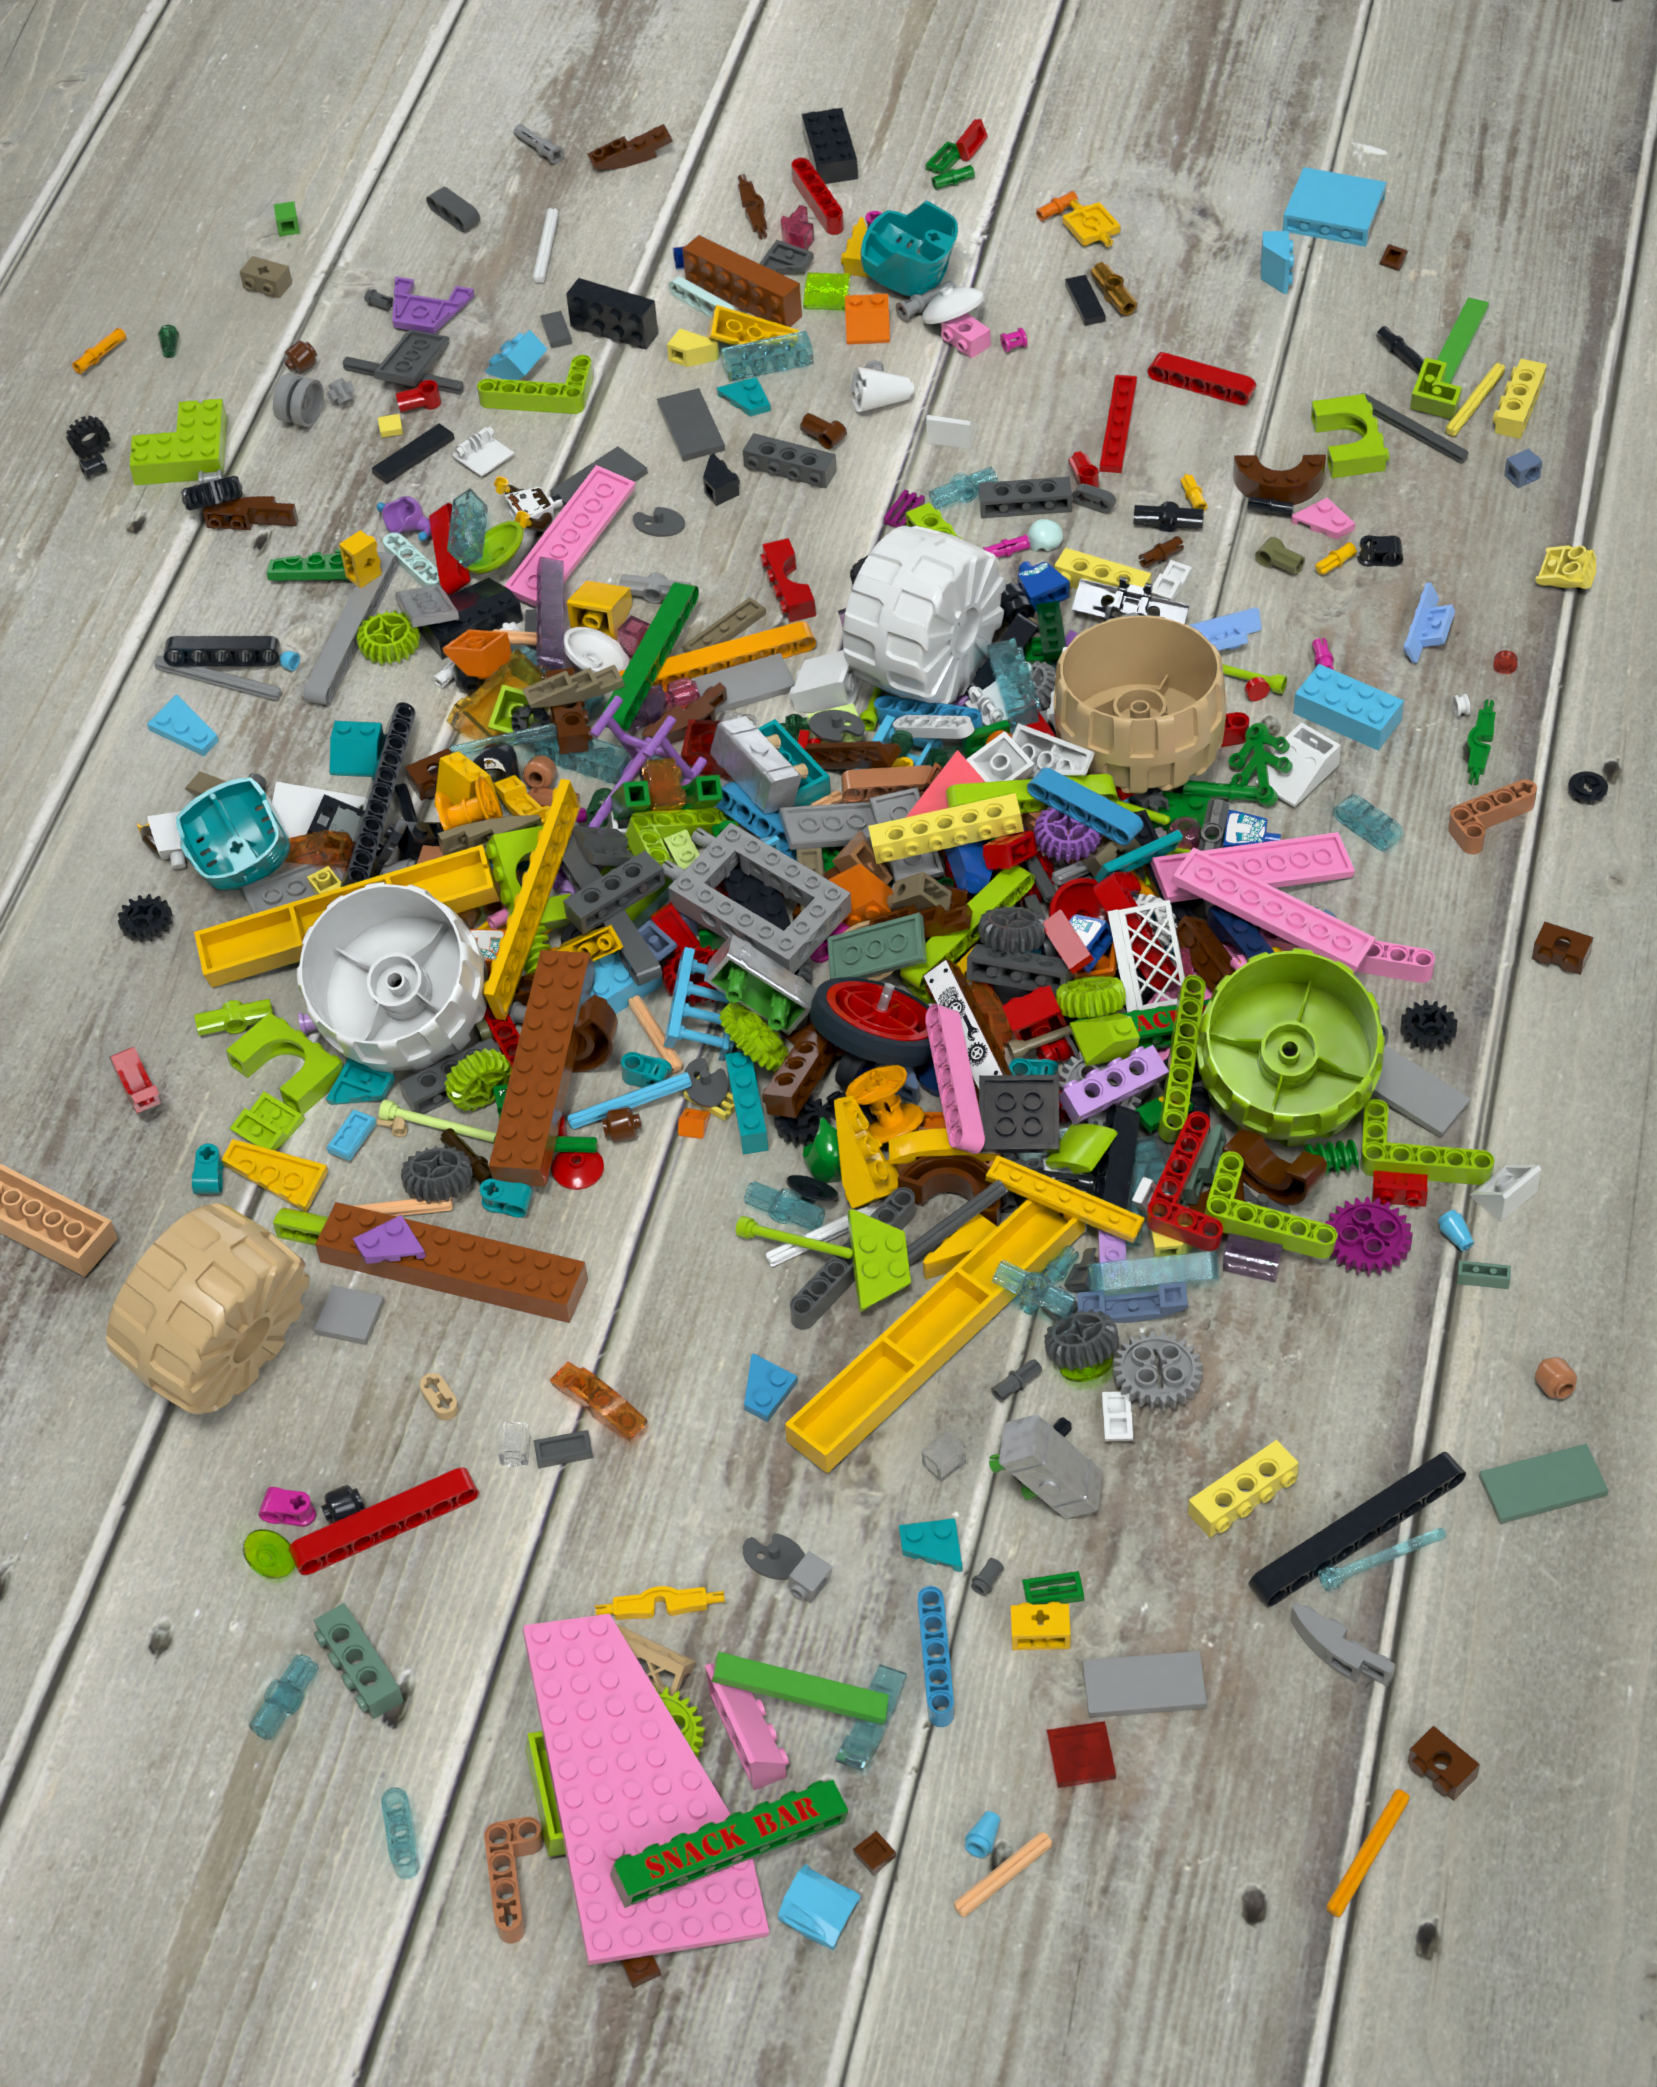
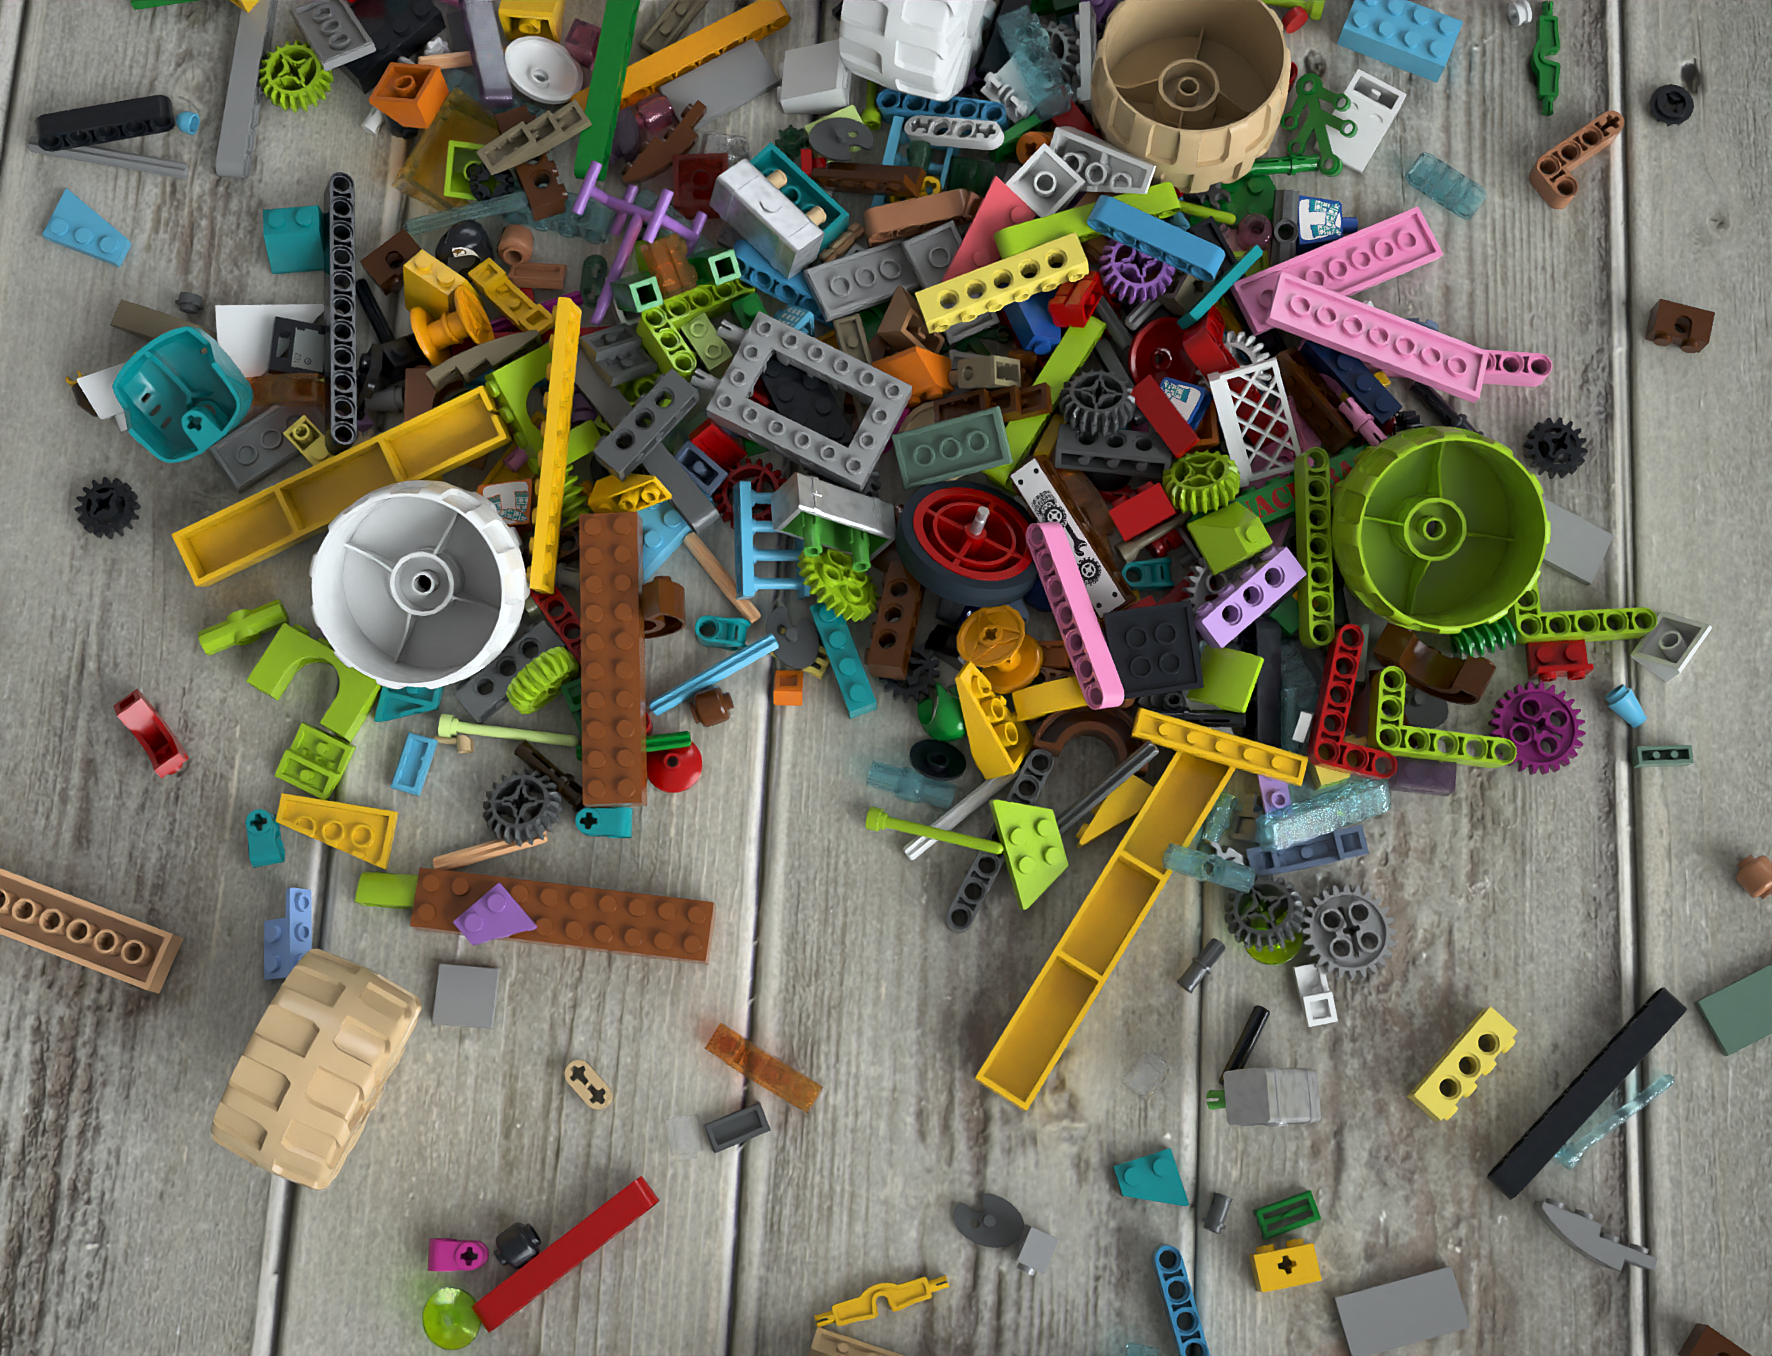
camera: 15 degrees left, 25 degrees up
(767, 1387) = (938, 1015): dark azure wing -> none

